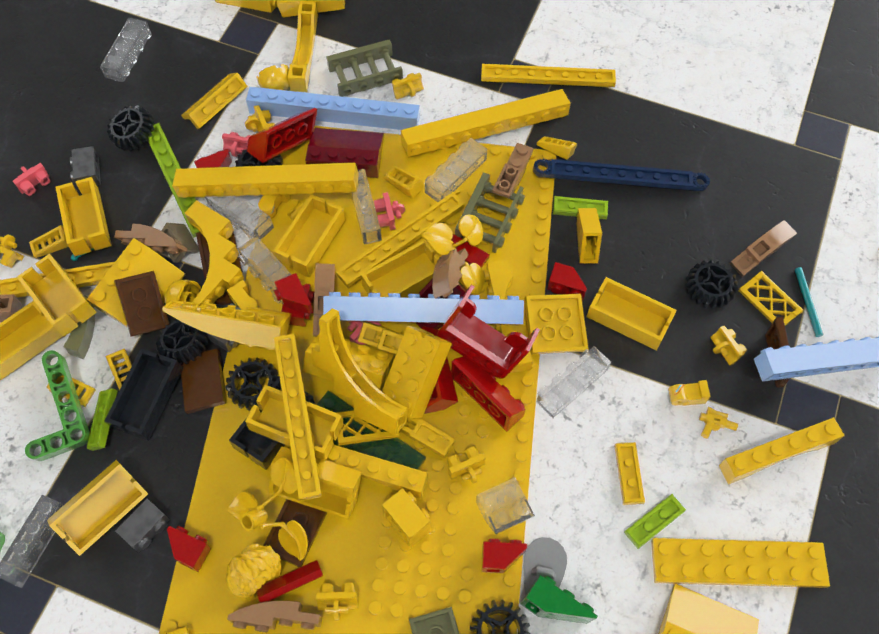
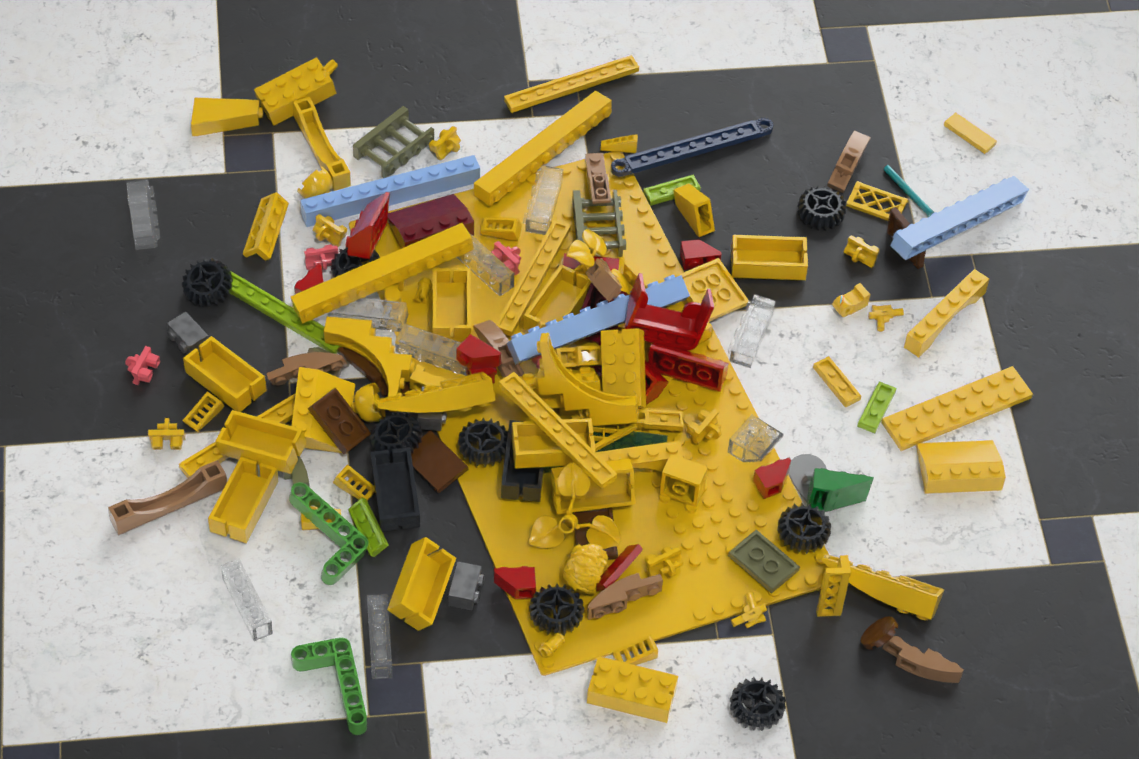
camera: 30 degrees left, 10 degrees down
(198, 607) = (569, 609): none -> black gear

